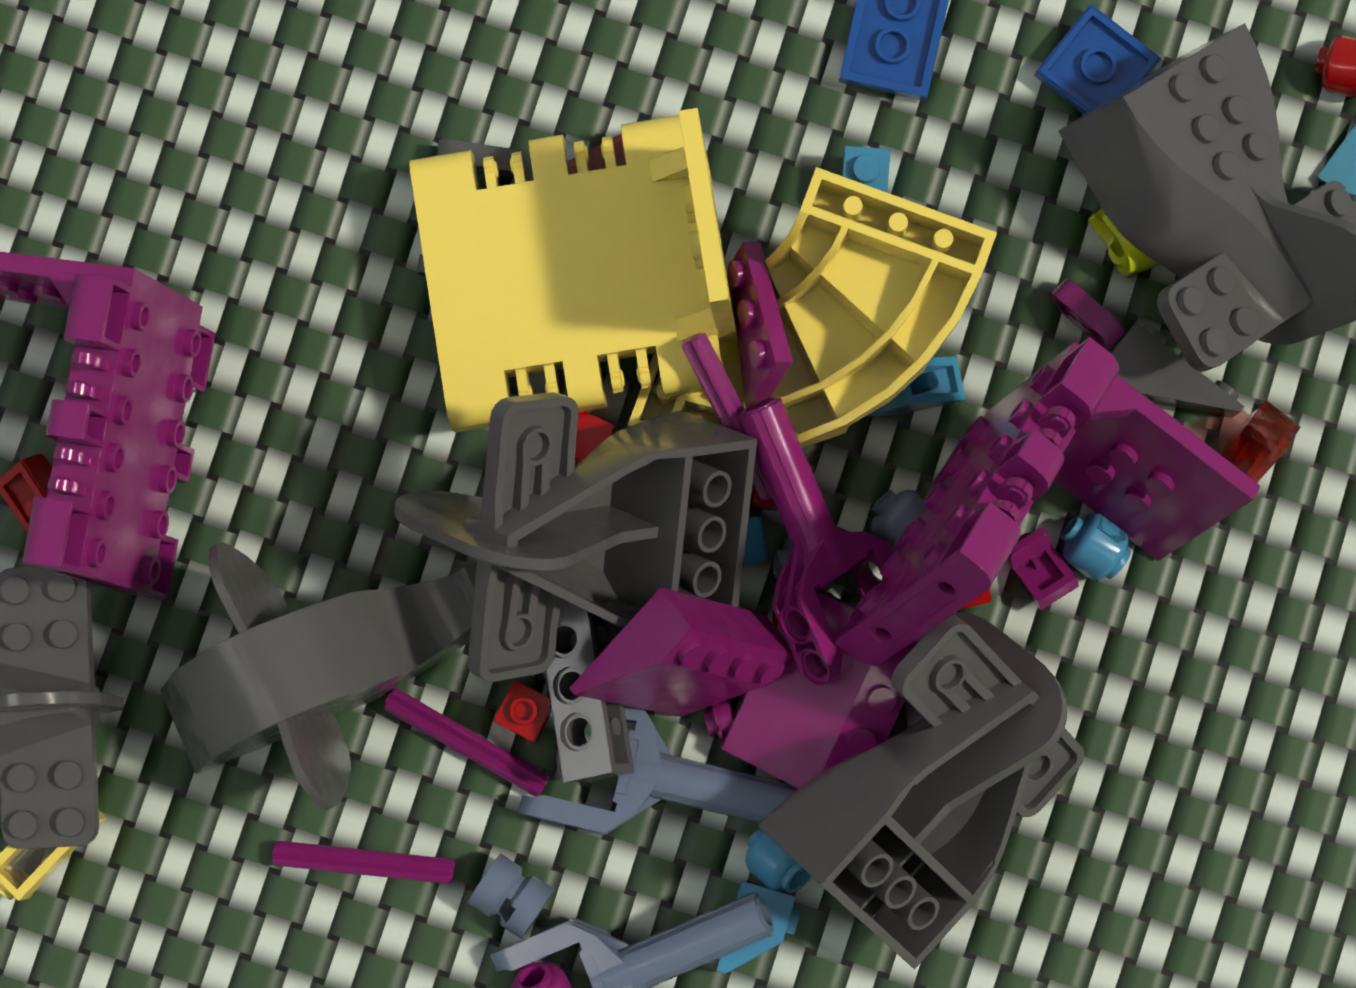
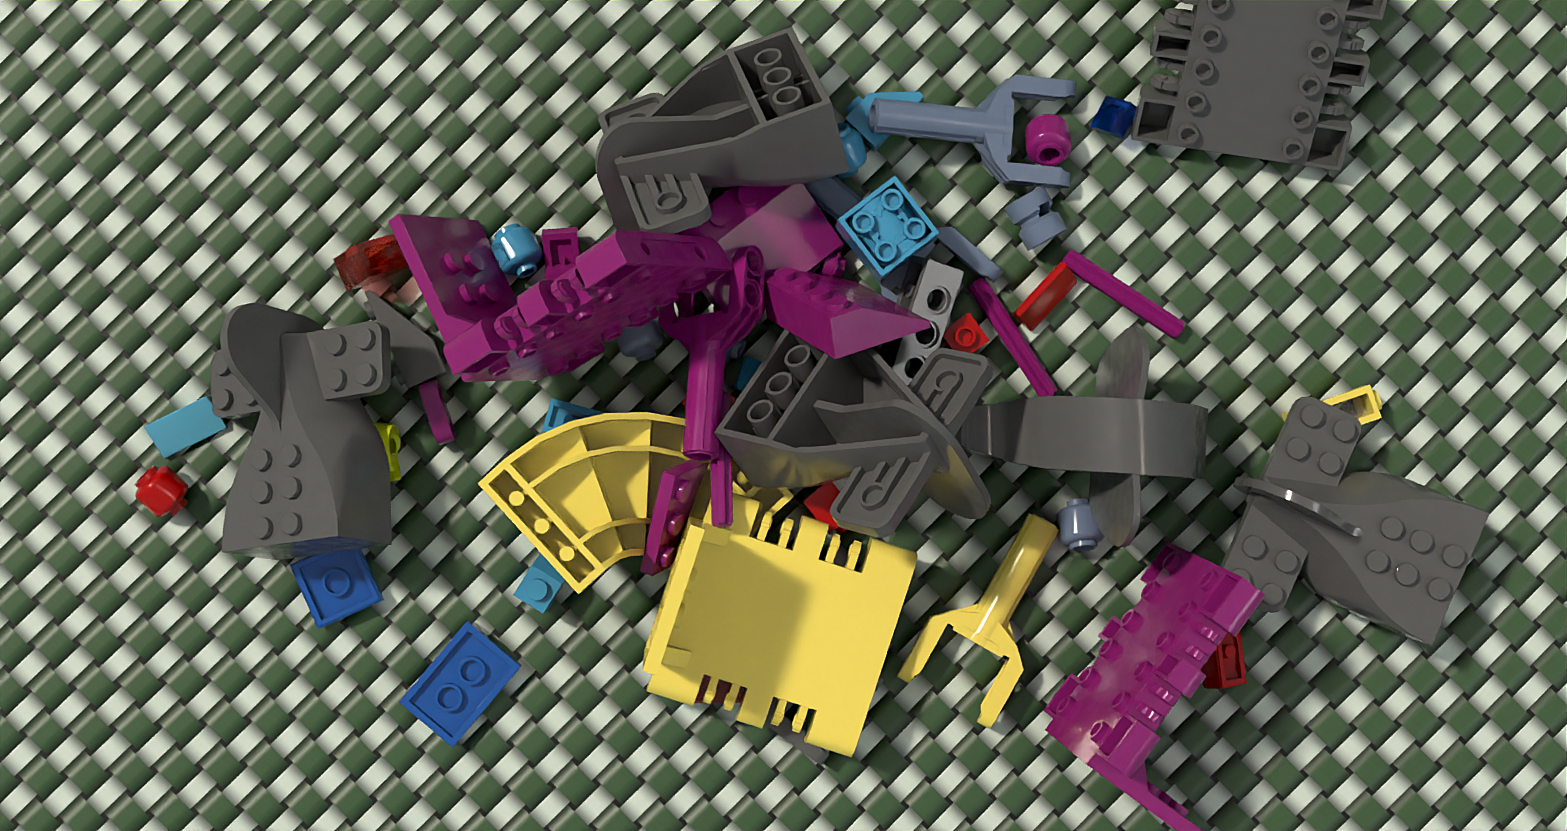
camera: 150 degrees left, 5 degrees up
(282, 560) = (1078, 527): none -> sand blue head
(329, 399) = (989, 619): none -> light yellow piece
(453, 811) = (1045, 296): none -> red slope
(679, 783) = (886, 229): none -> dark azure brick

